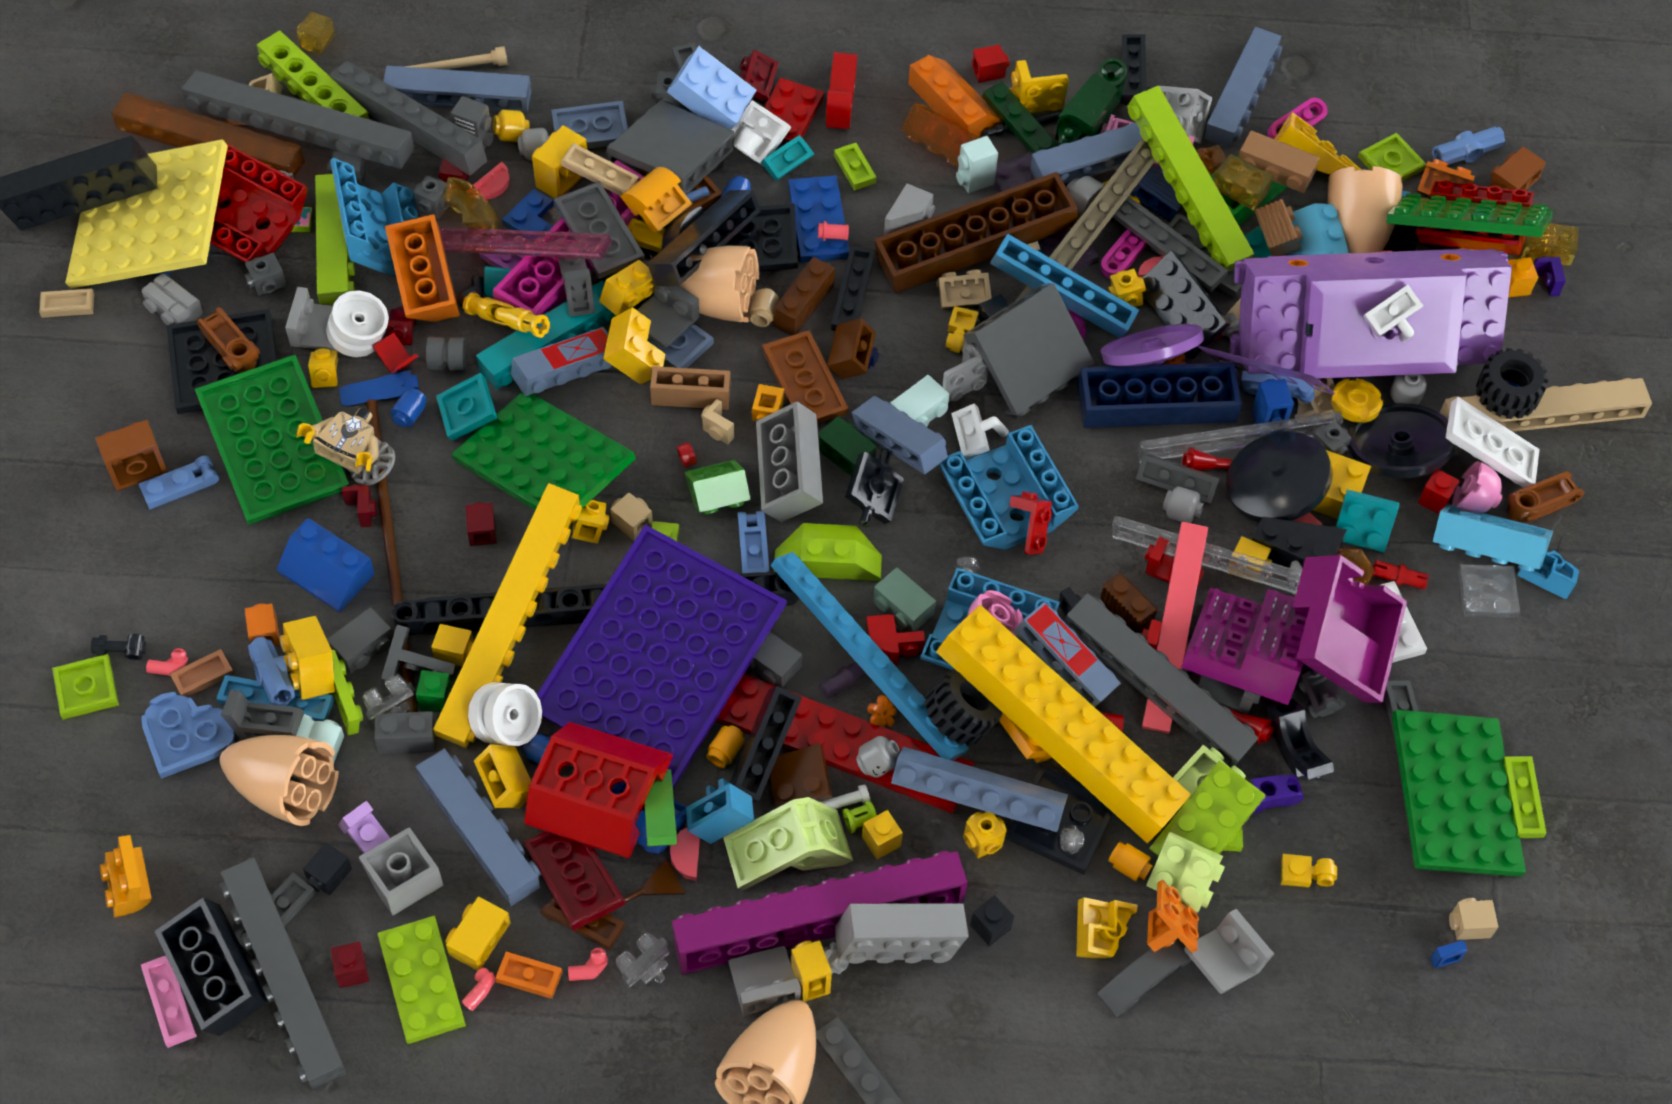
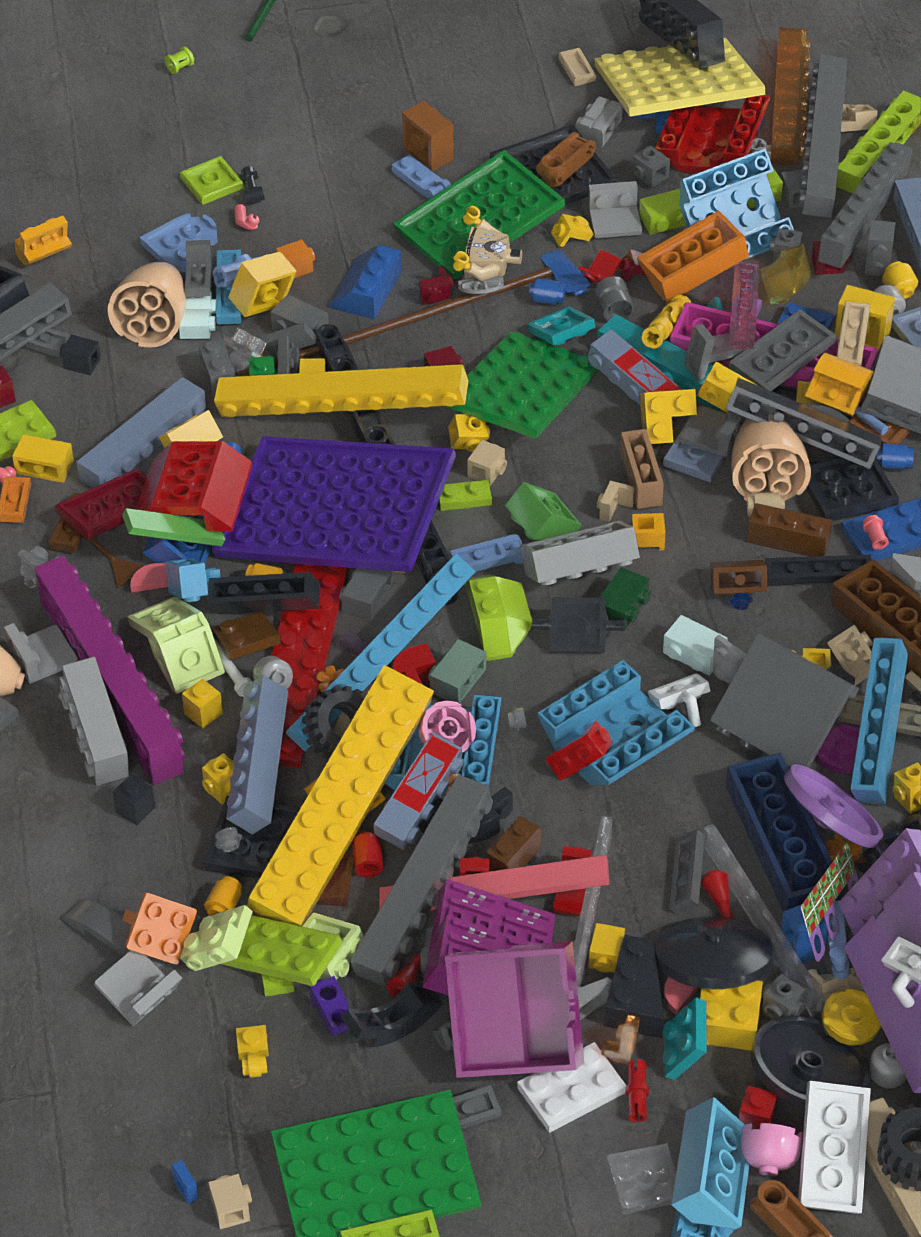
camera: 80 degrees right, 10 degrees down
(201, 674) = (242, 239): nougat tile -> none
(344, 692) = (246, 320): lime plate -> none
(356, 323) = (617, 228): white wheel -> none
(363, 828) = (113, 369): lavender bracket -> none
(401, 871) = (84, 394): light grey slope -> none
(494, 182) = (827, 288): coral tile -> none
(505, 713) = (242, 400): white wheel -> none
(592, 968) = (29, 539): coral arm -> none
(686, 454) = (570, 487): red axle -> none
(805, 375) = (689, 554): dark orange plate -> none
(811, 969) = (44, 670): yellow brick -> none
(857, 816) = (221, 685): lime bush -> none
(901, 434) = (641, 626): sand blue brick -> none
(1101, 926) = (157, 881): yellow slope -> none
(1183, 504) = (656, 880): light grey head -> none

